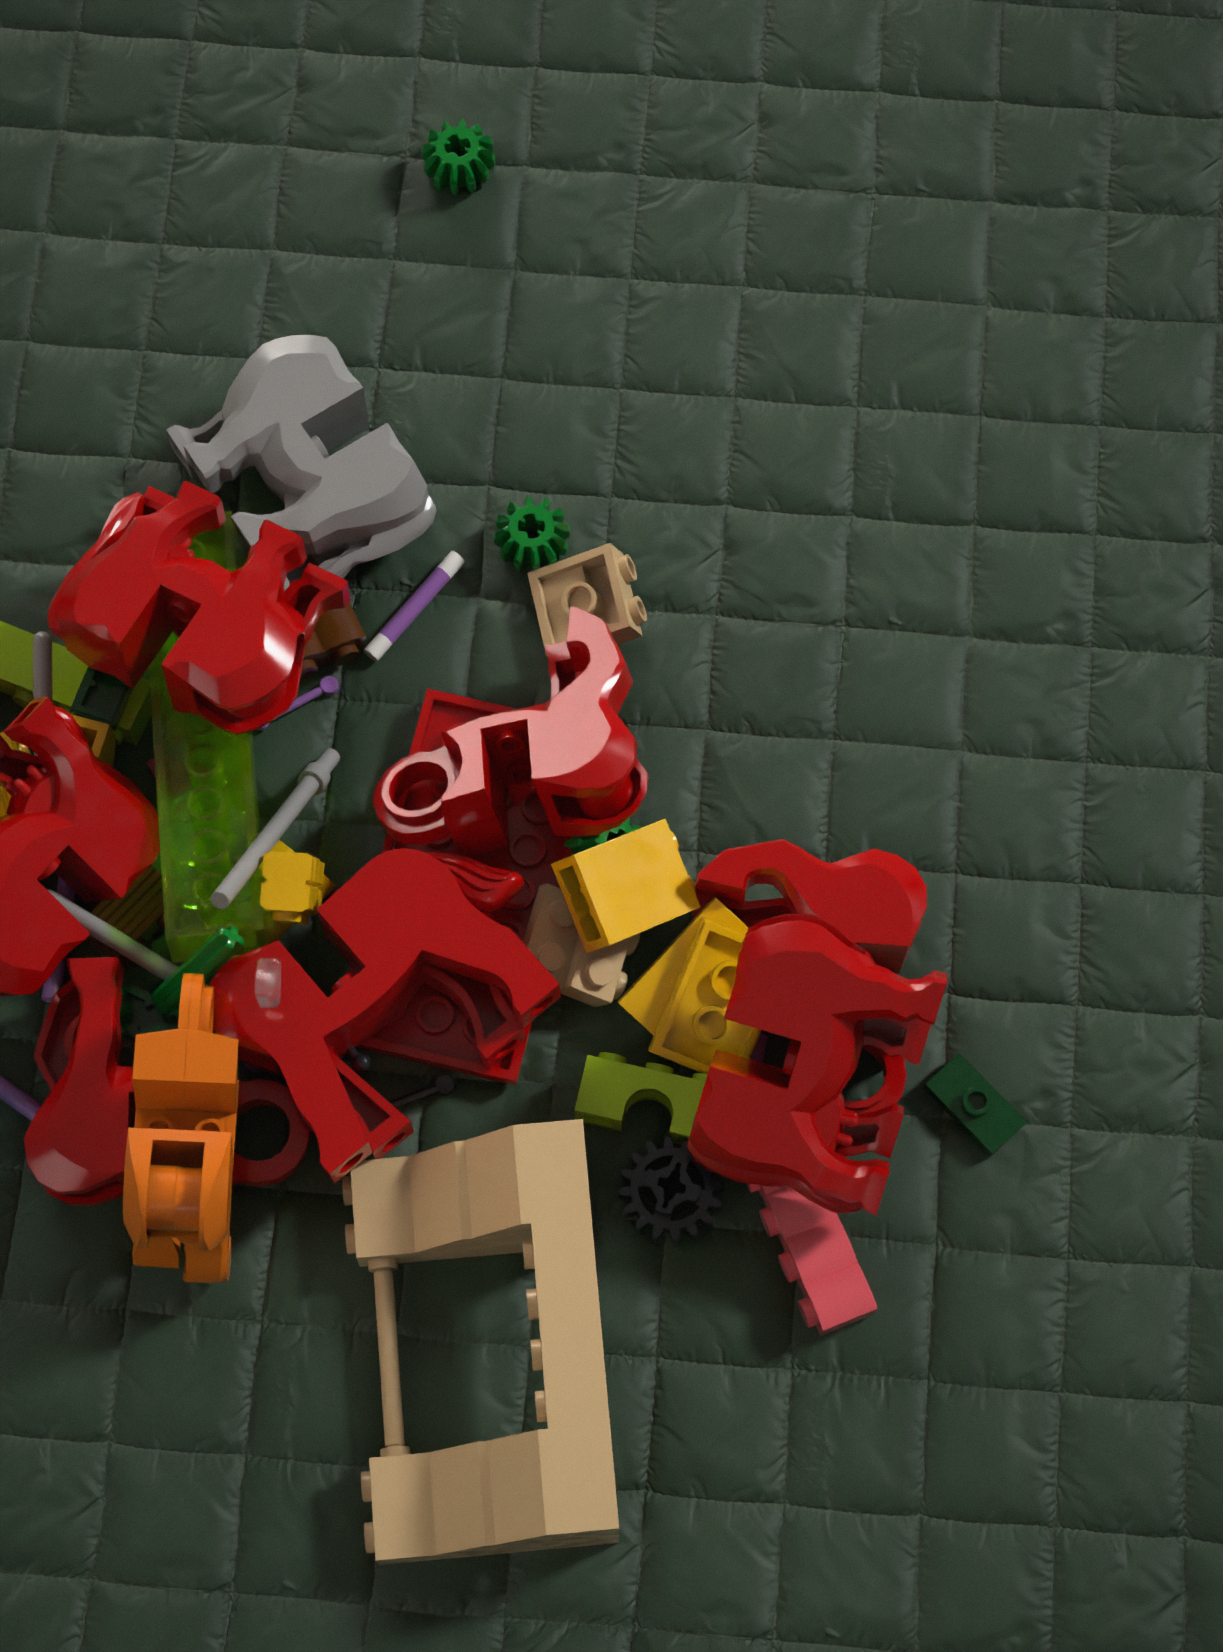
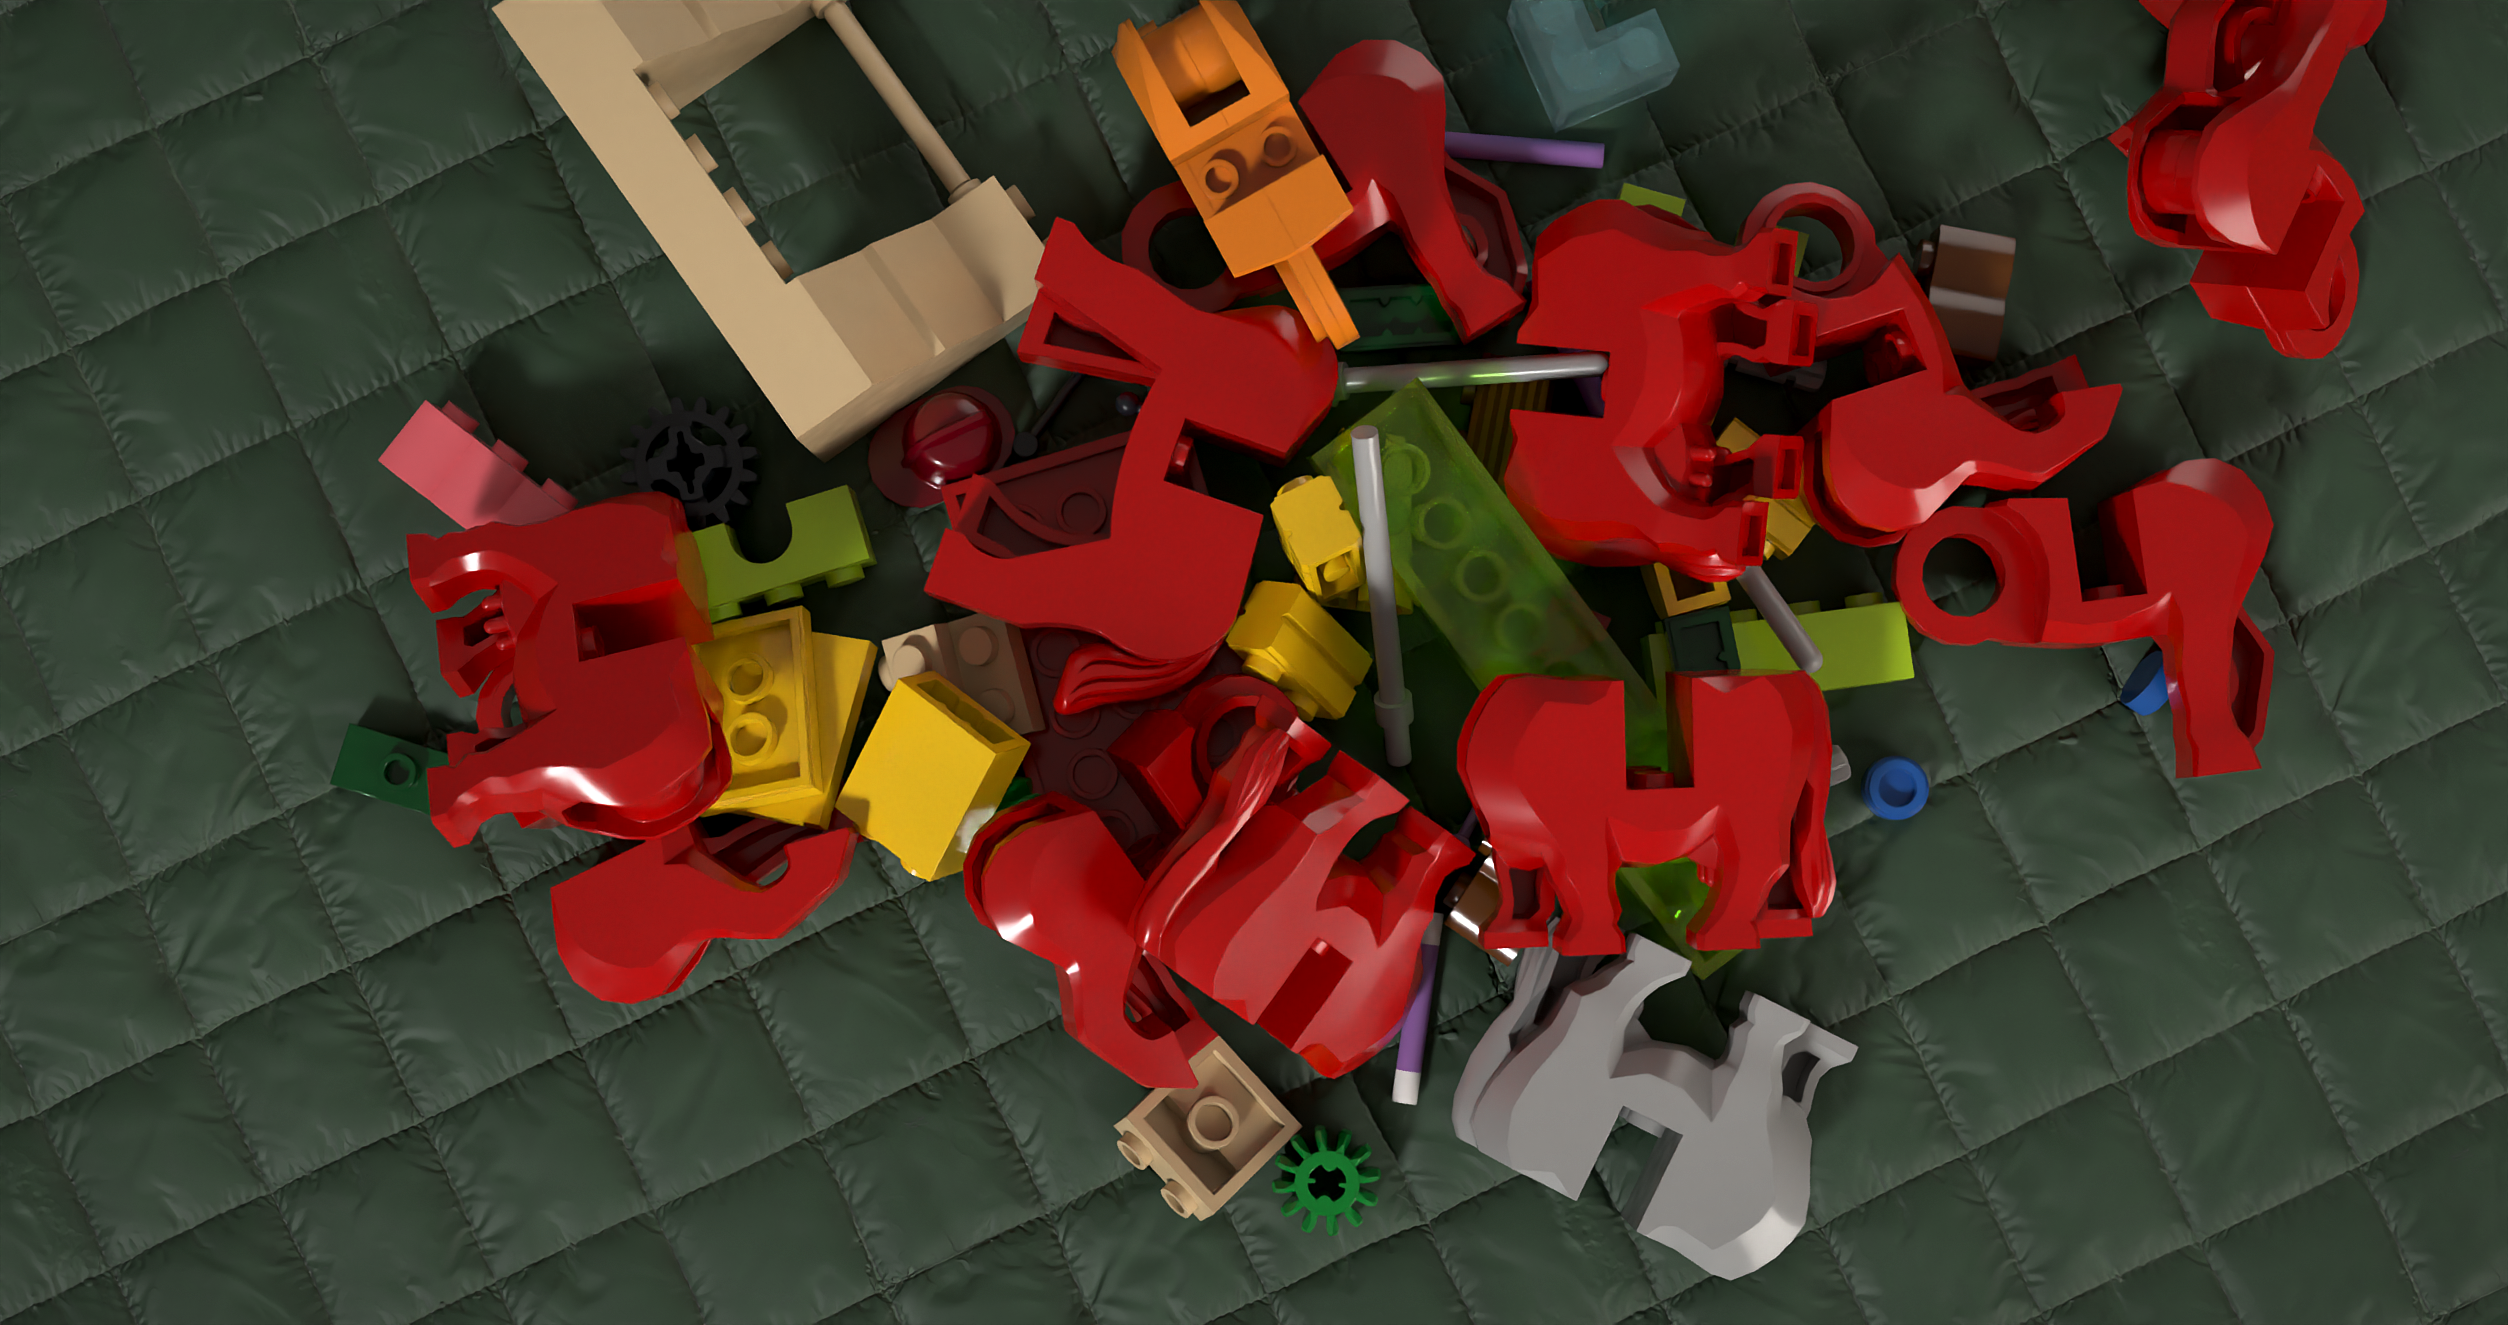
camera: 150 degrees right, 15 degrees up
(42, 570) = (1894, 787): none -> blue tile
(205, 961) = (1367, 378): green axle -> none
(268, 982) = (1261, 390): clear tile -> none
(347, 834) = (1299, 650): none -> yellow brick
(449, 664) = (1279, 919): none -> red animal
(491, 1104) = (940, 444): none -> dark red piece

